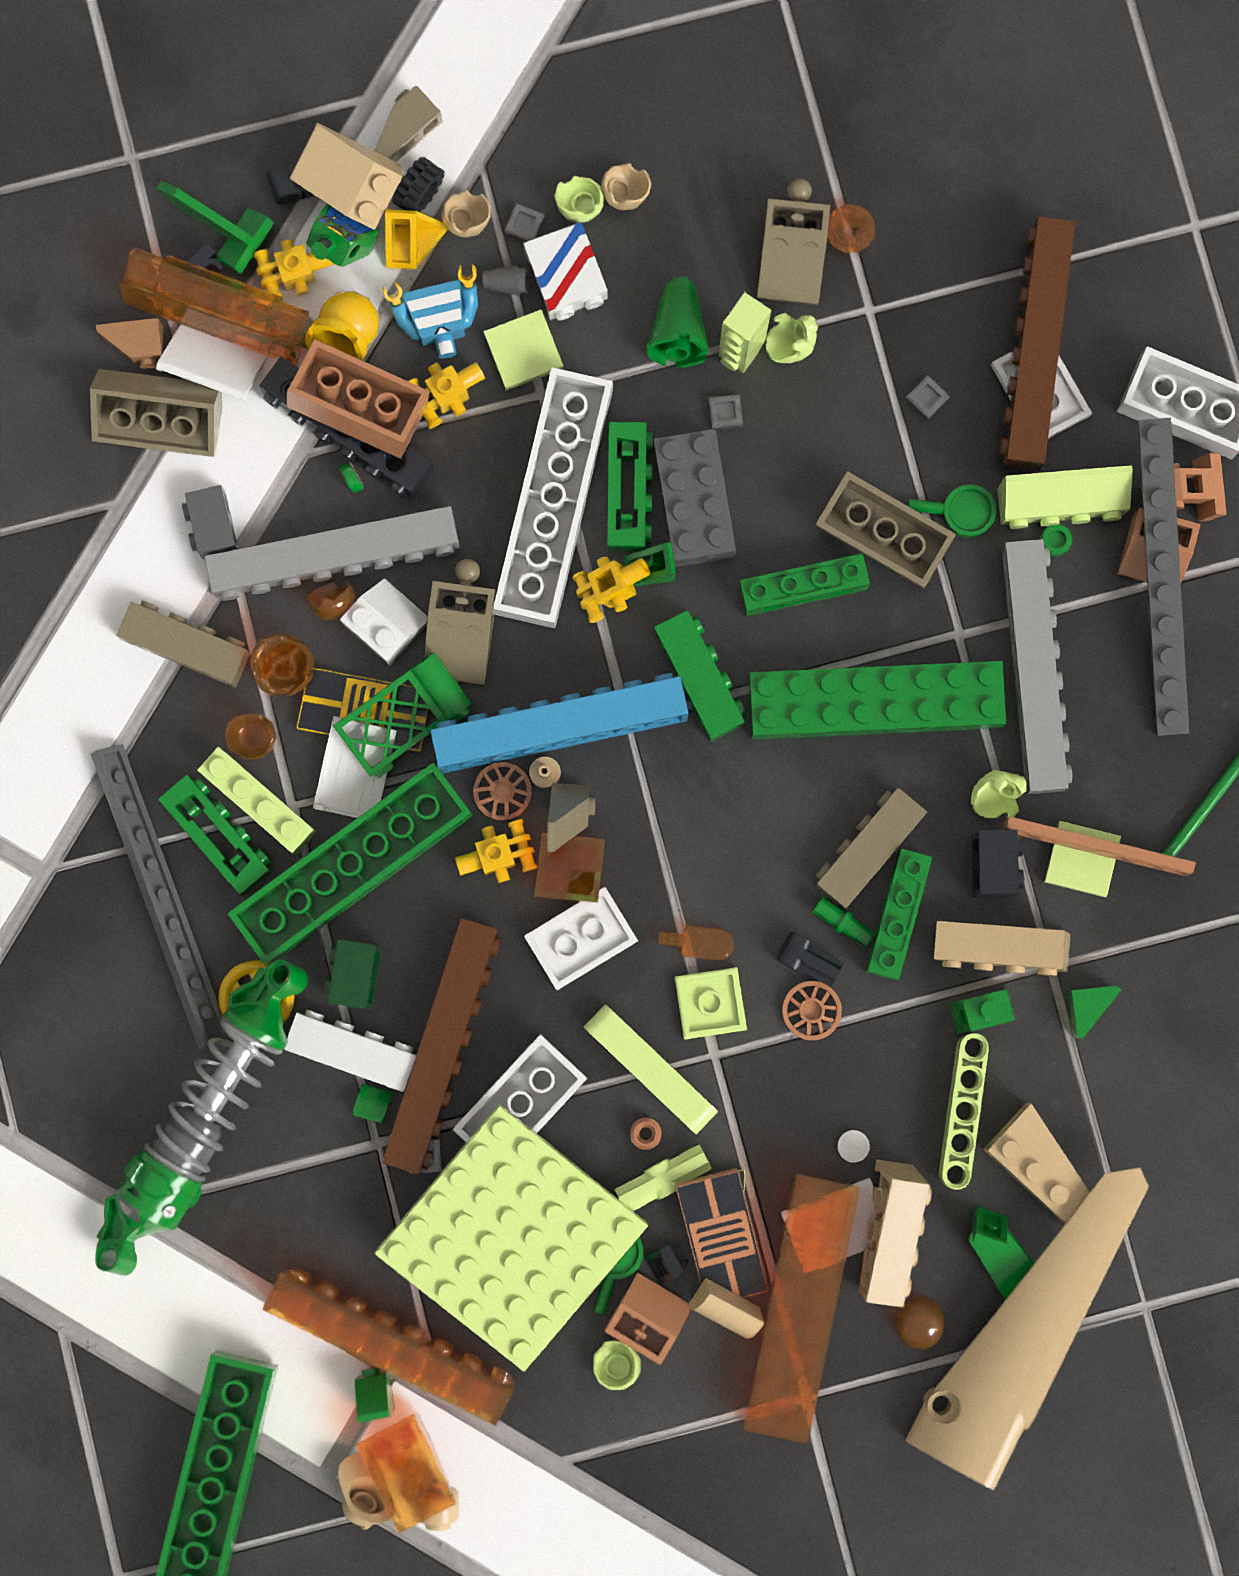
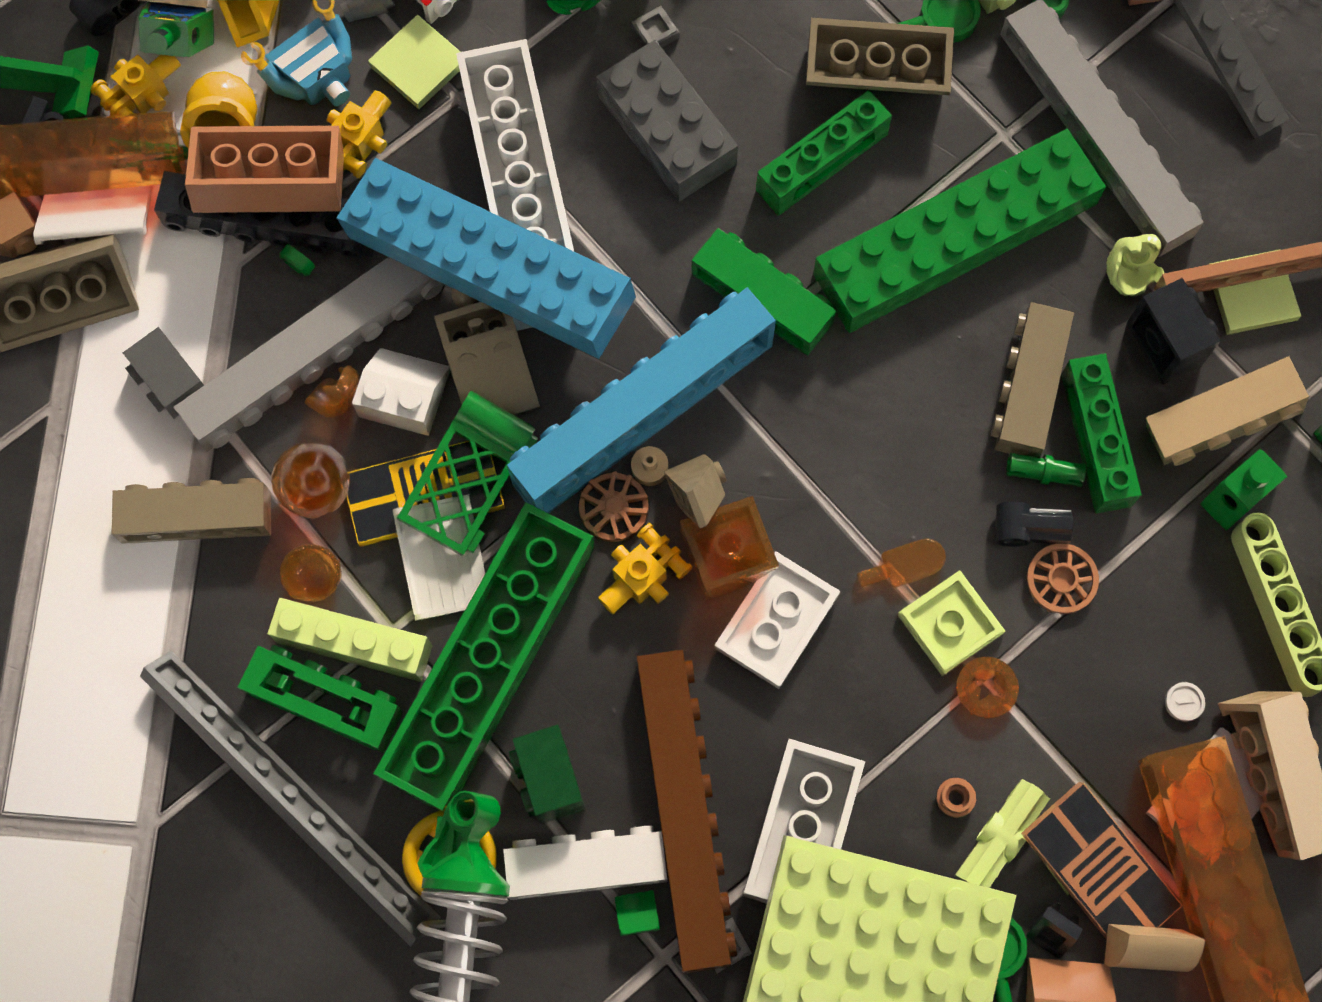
camera: 25 degrees left, 10 degrees down
(492, 556) = (487, 257): none -> dark azure brick
(608, 585) = (624, 239): yellow piece -> none
(629, 436) = (570, 93): green brick -> none
(650, 1069) = (925, 723): yellowish green beam -> none
(659, 561) = (657, 205): green slope -> none
(707, 1079) = (1004, 684): none -> clear orange gear

